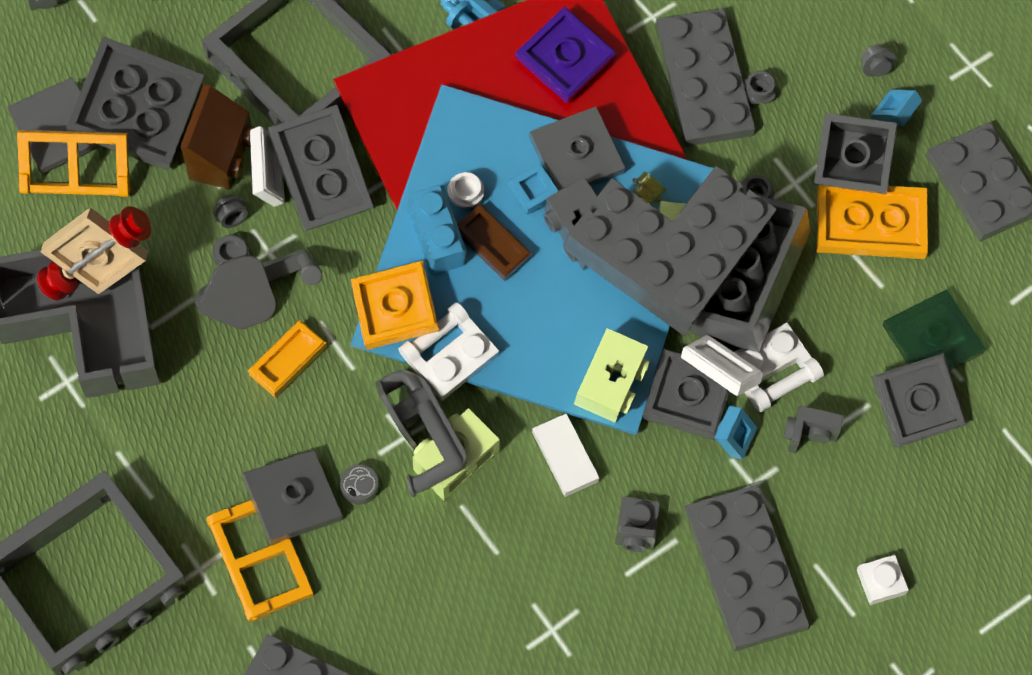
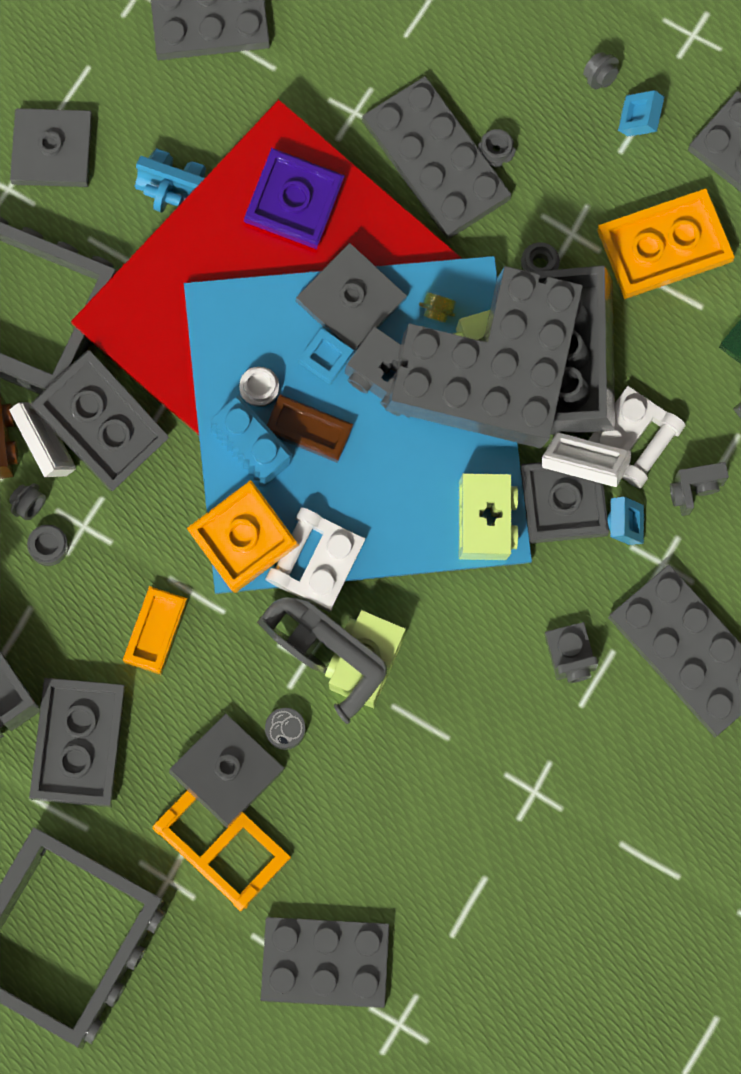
camera: 20 degrees left, 10 degrees up
(177, 421) = (77, 742): none -> dark grey plate
(241, 288) = (79, 582): dark grey piece -> none
(565, 455) = (471, 612): white tile -> none
(855, 153) = (623, 184): dark grey slope -> none

